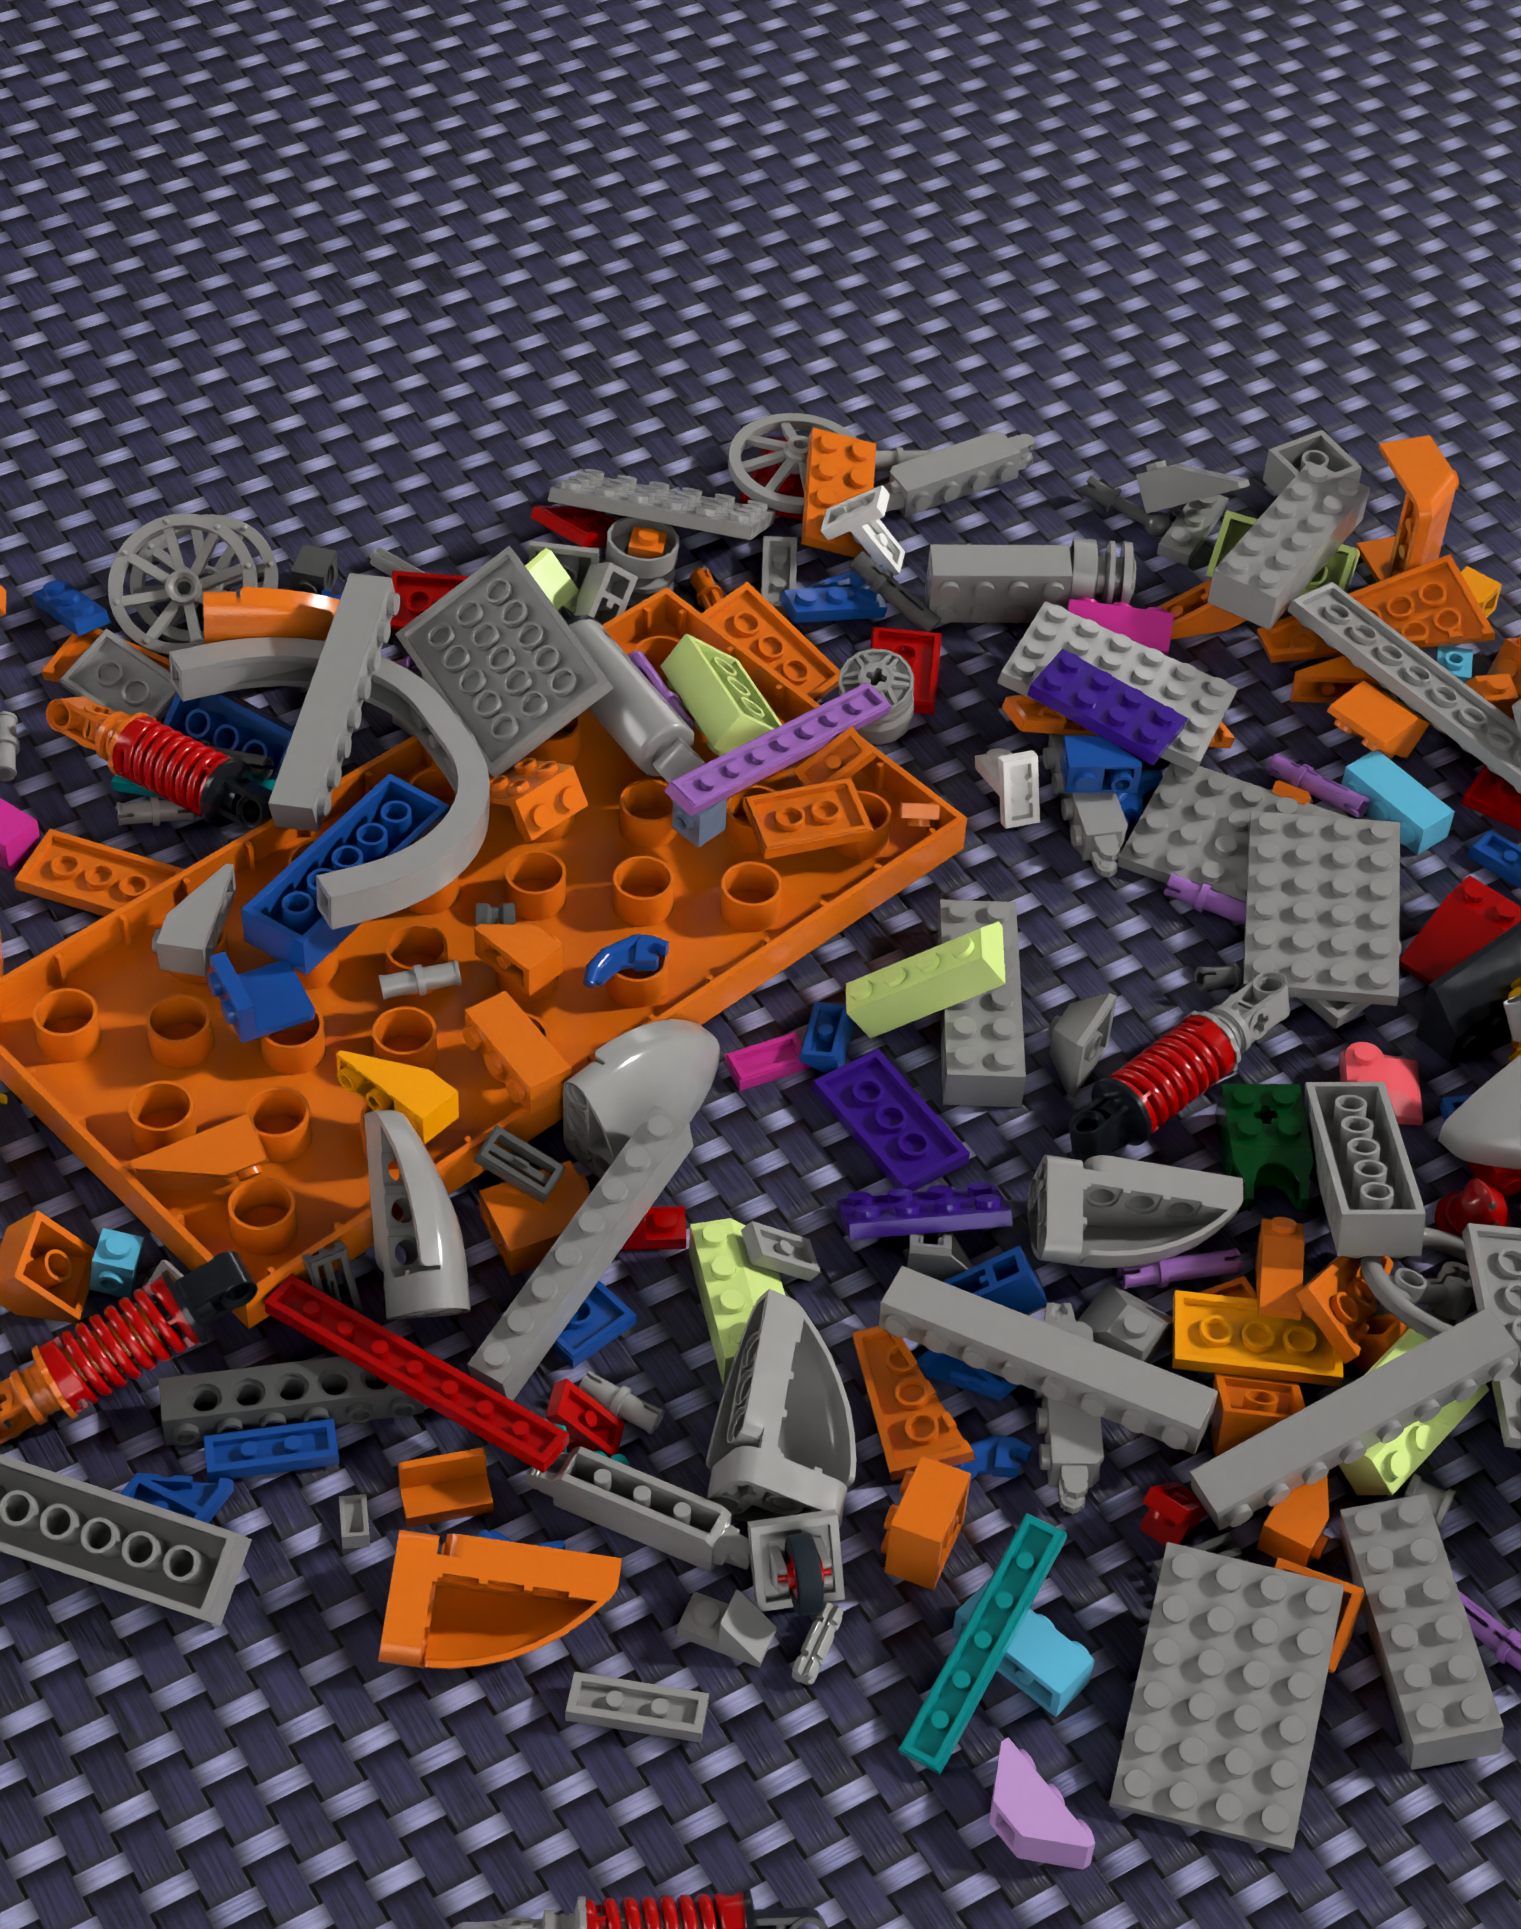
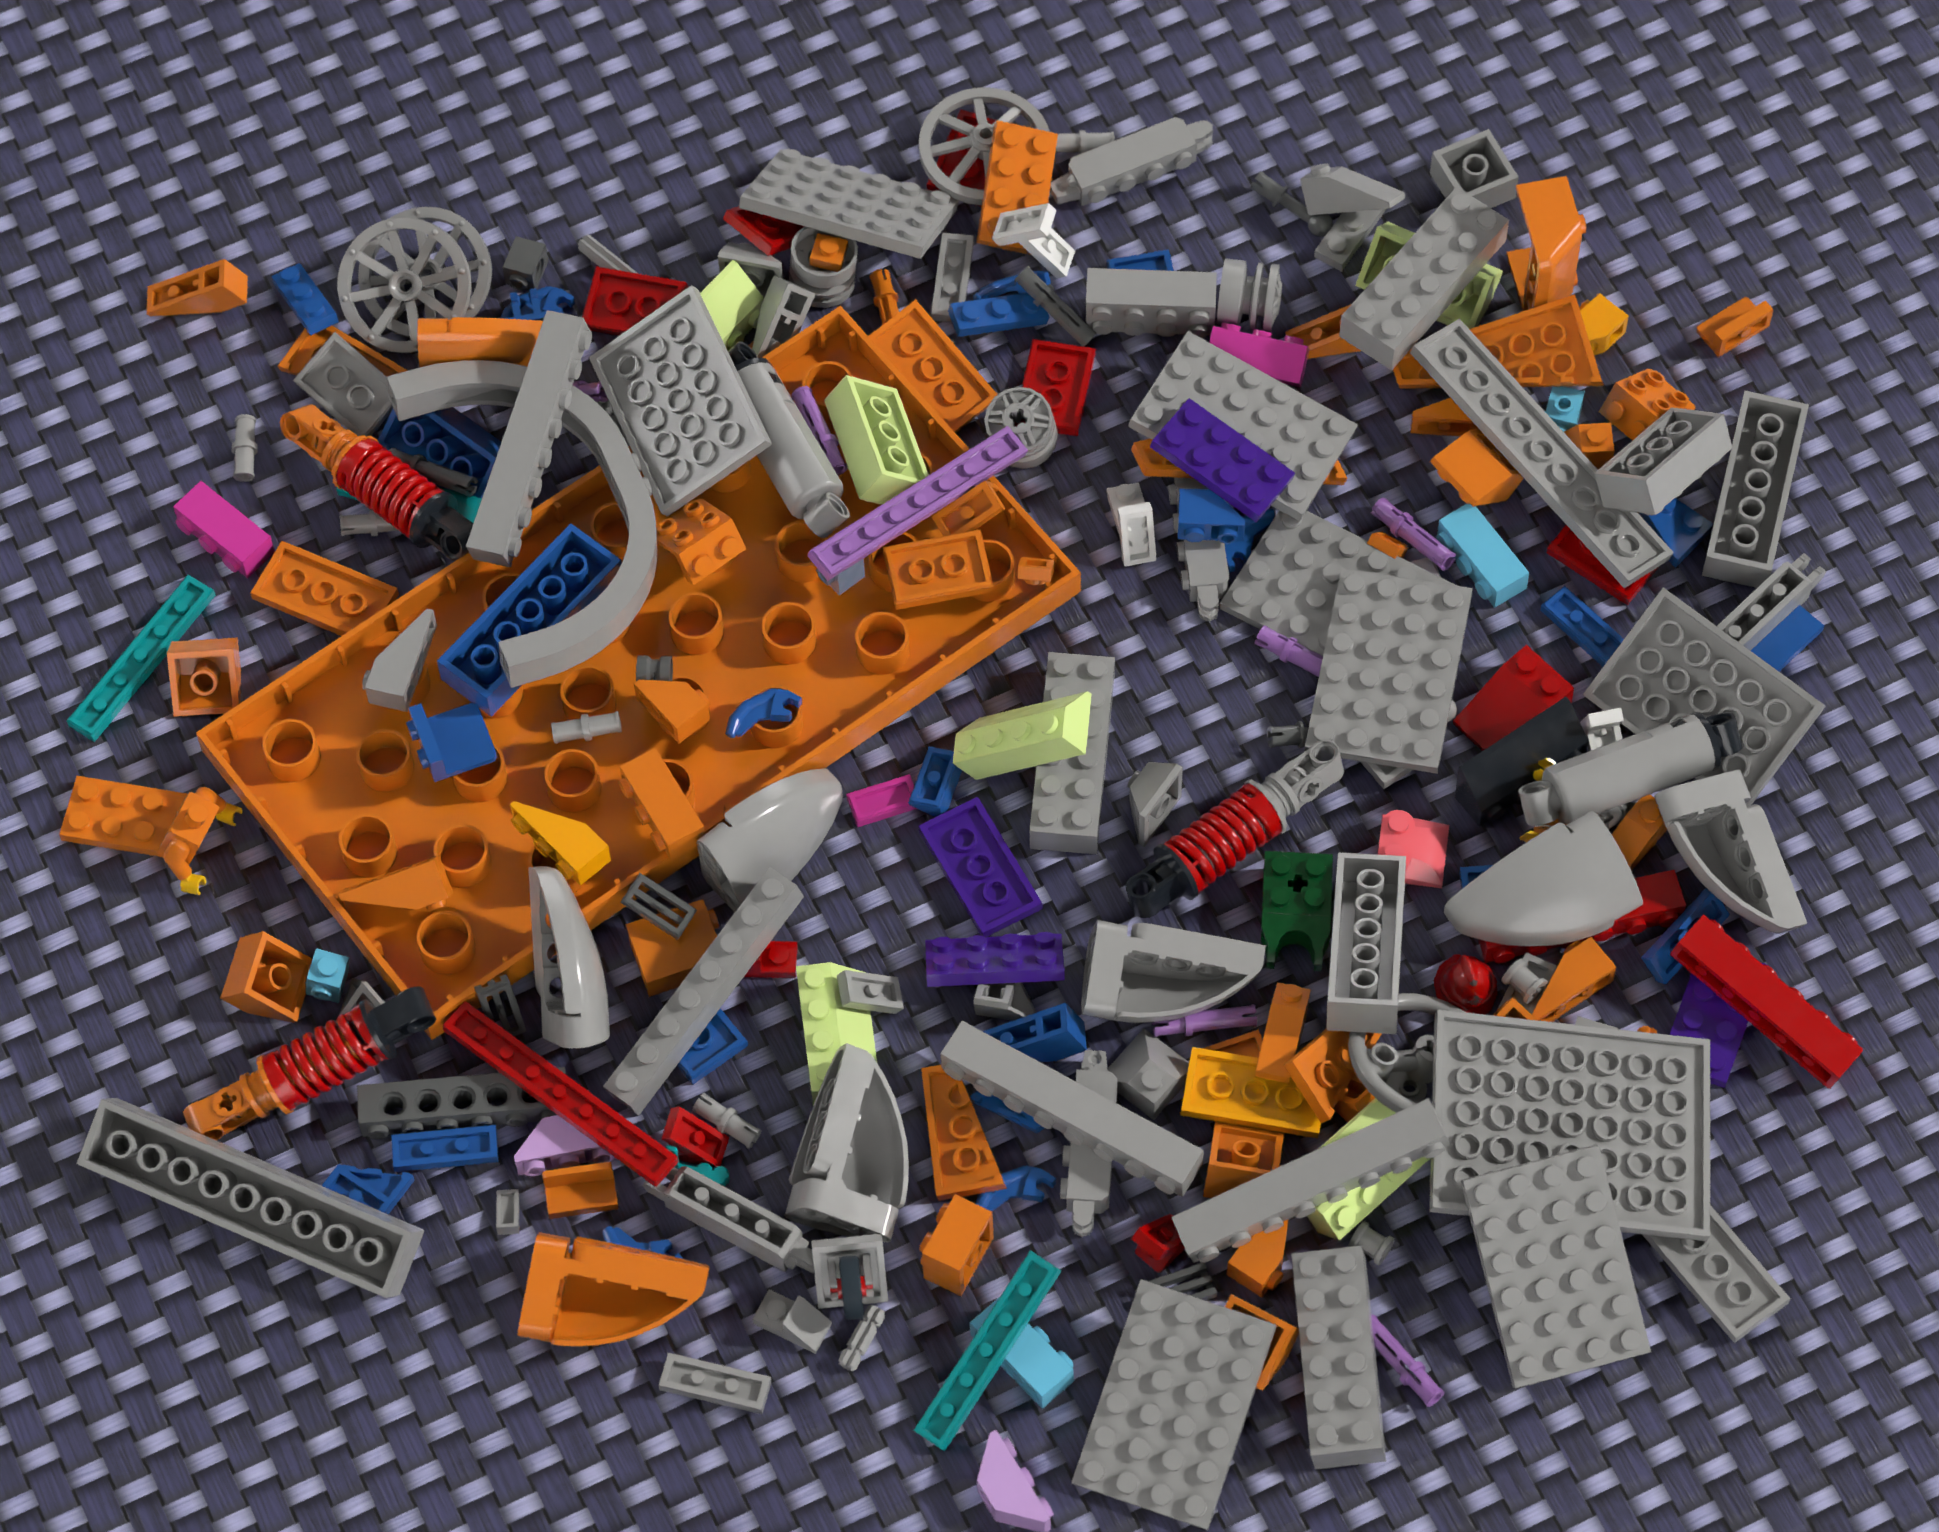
camera: 10 degrees right, 15 degrees up
(414, 1433) = (556, 1145): none -> lavender slope

